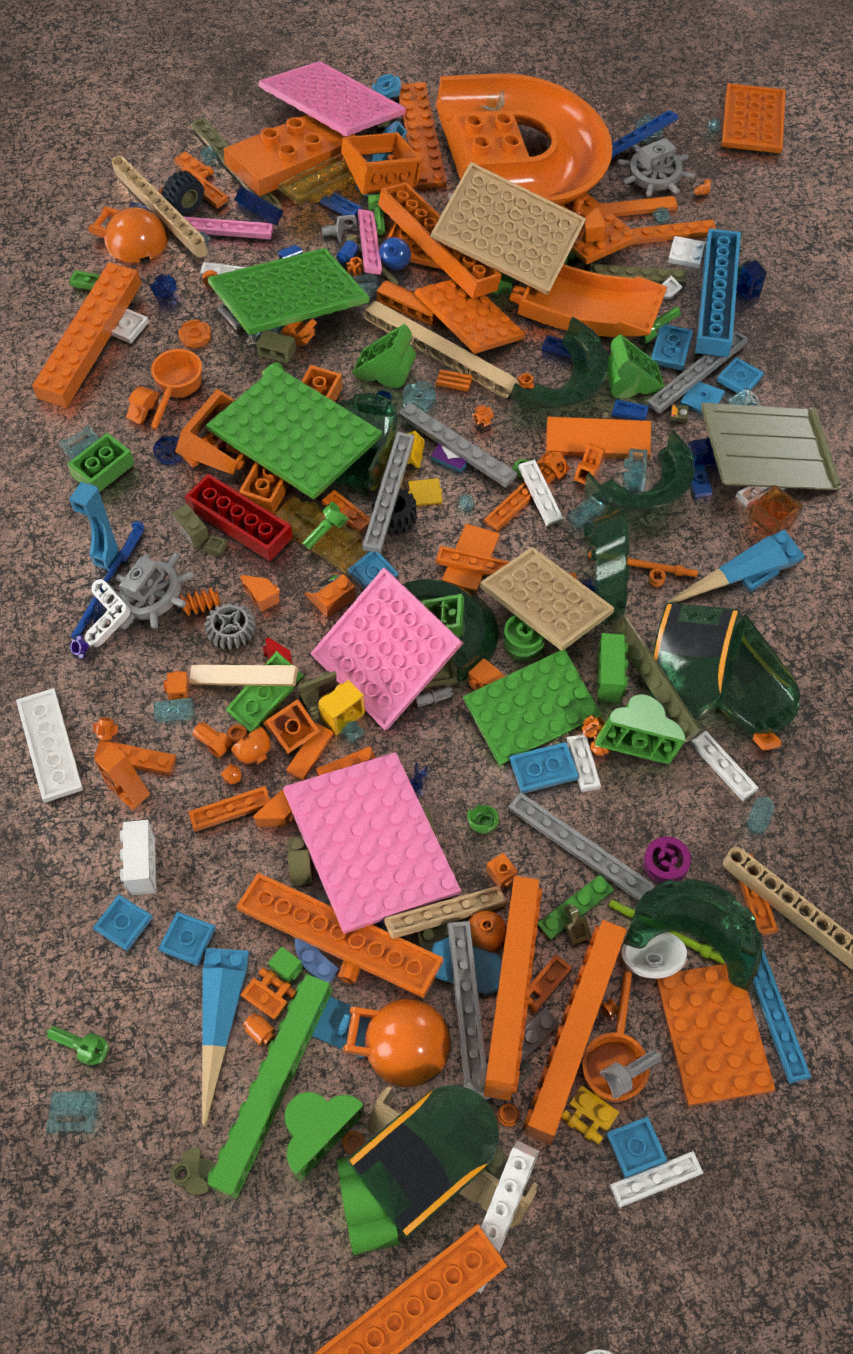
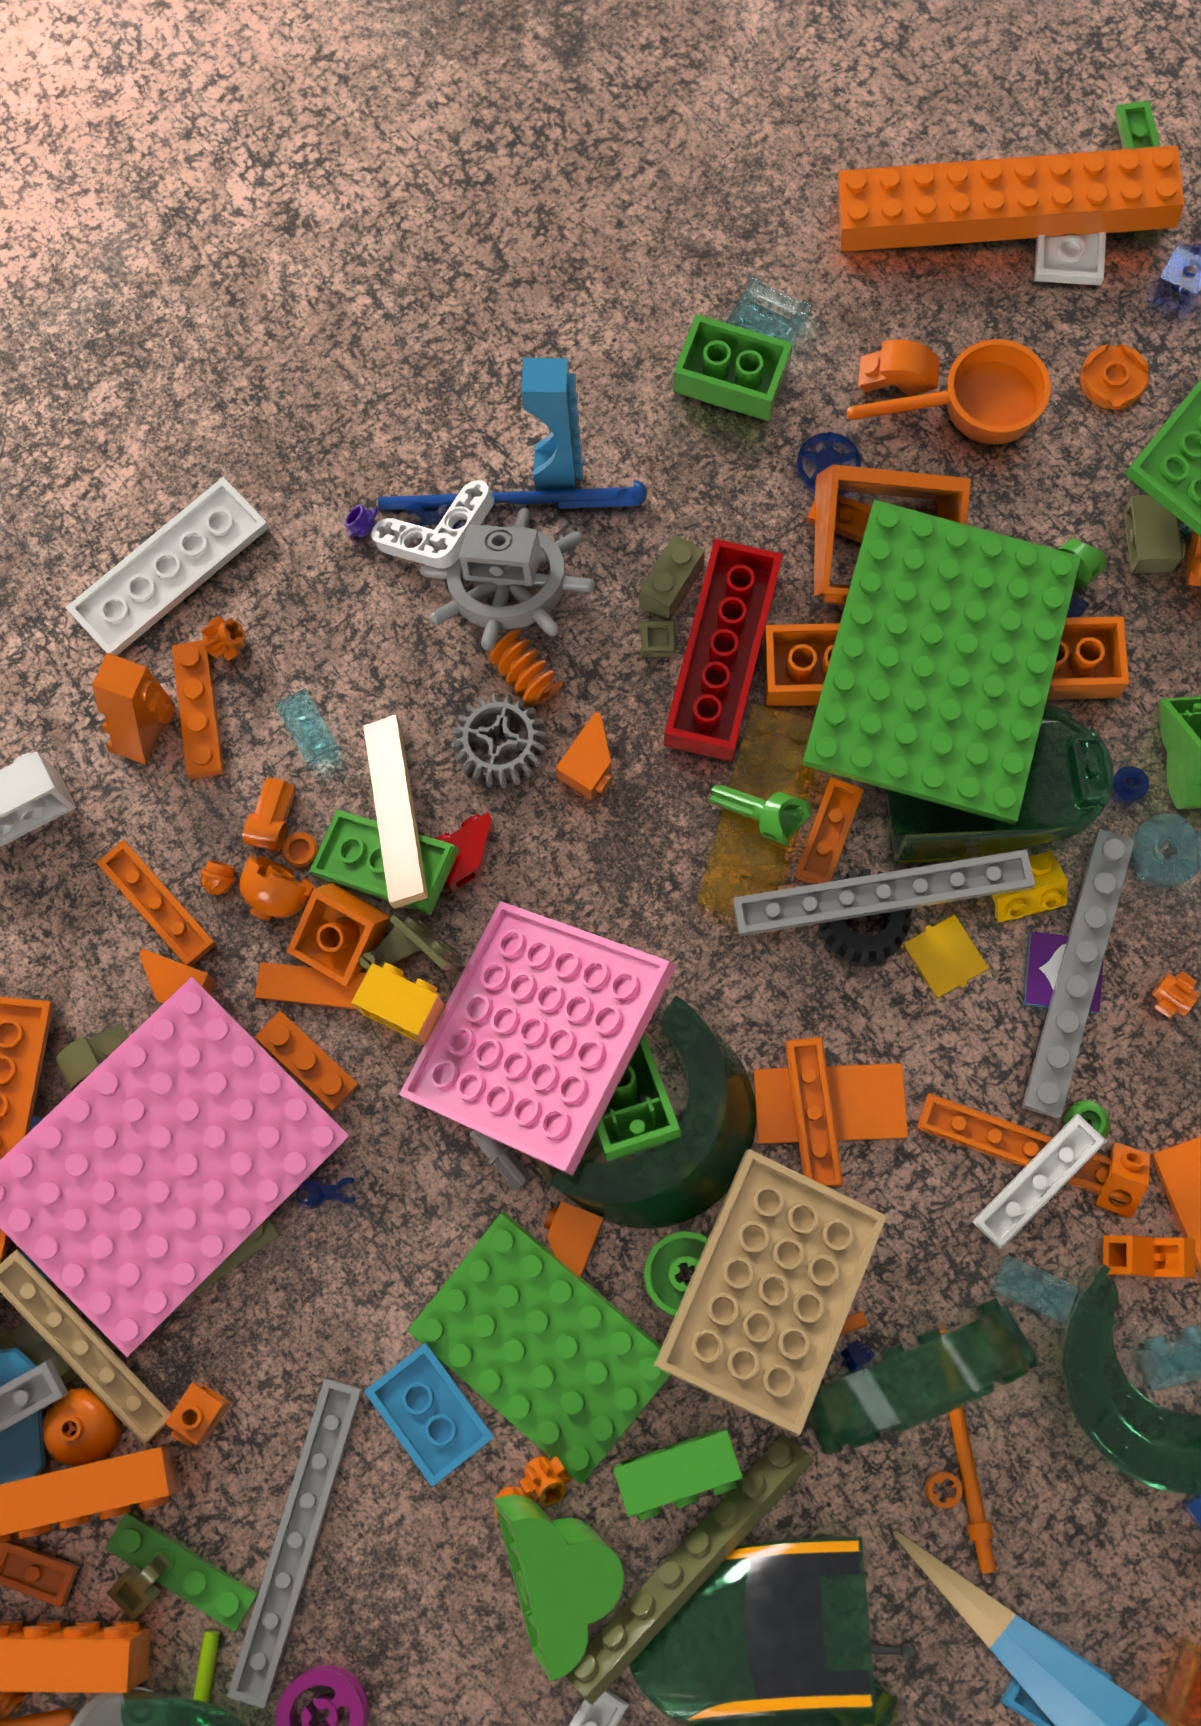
camera: 75 degrees right, 15 degrees up
(177, 685) = (346, 711): orange brick -> none
(332, 594) = (638, 881): orange slope -> none
(352, 726) = (373, 1031): clear light blue plate -> none
(369, 567) = (710, 939): dark azure plate -> none
(466, 502) = (951, 1044): clear light blue plate -> none
(483, 819) = (283, 1341): bright green hair -> none
(584, 763) = (472, 1484): white tile -> none

